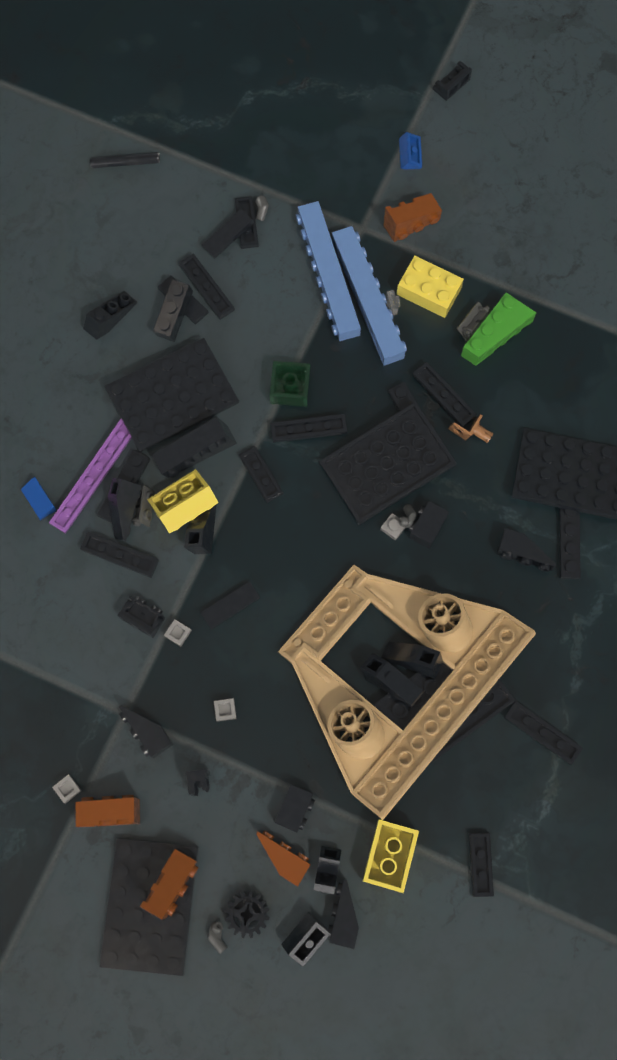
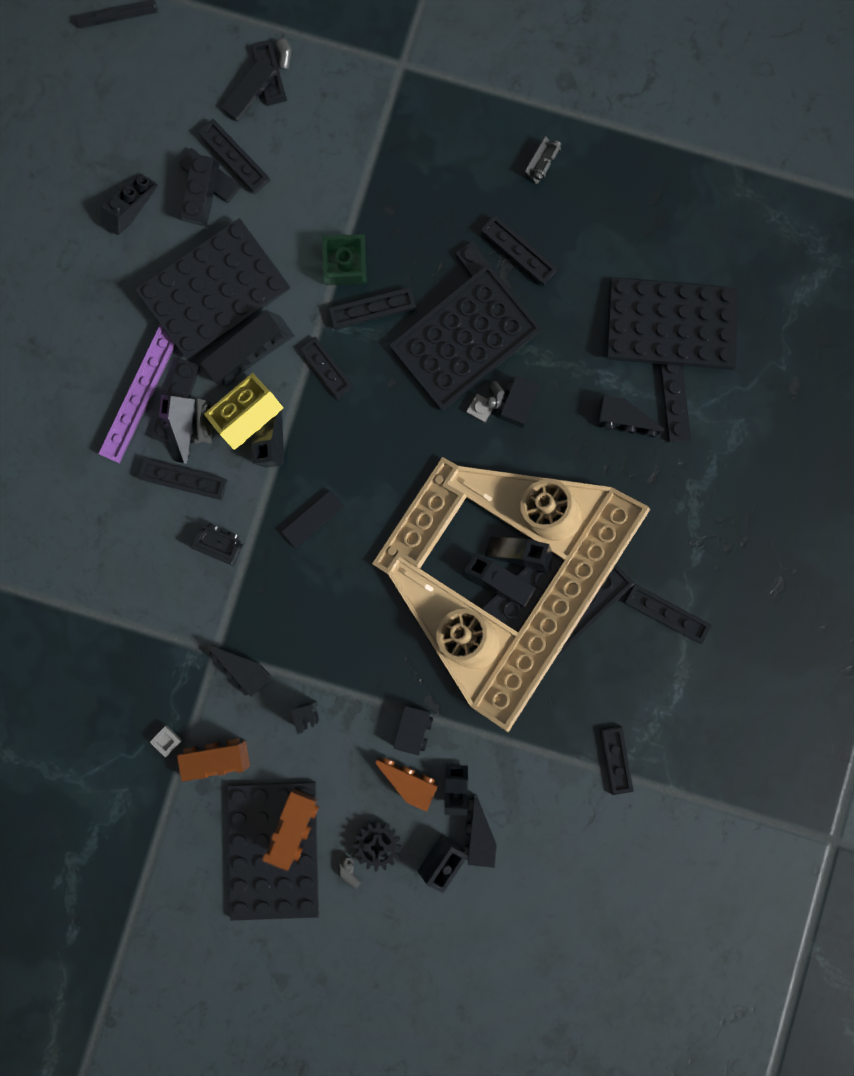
camera: 10 degrees left, 10 degrees up
(38, 499) = (82, 427): blue slope -> none
(177, 633) = (260, 557): light grey plate -> none
(225, 710) = (323, 634): light grey plate -> none
(329, 271) = (370, 119): medium blue brick -> none
(368, 296) = (419, 143): medium blue brick -> none
(390, 856) = (520, 766): light yellow brick -> none
(393, 301) = (448, 148): clear plate -> none
(411, 216) = (457, 43): dark orange wedge -> none
(429, 286) = (488, 124): light yellow brick -> none
(475, 429) = (558, 286): medium nougat bracket -> none
(499, 326) = (573, 161): bright green wedge -> none

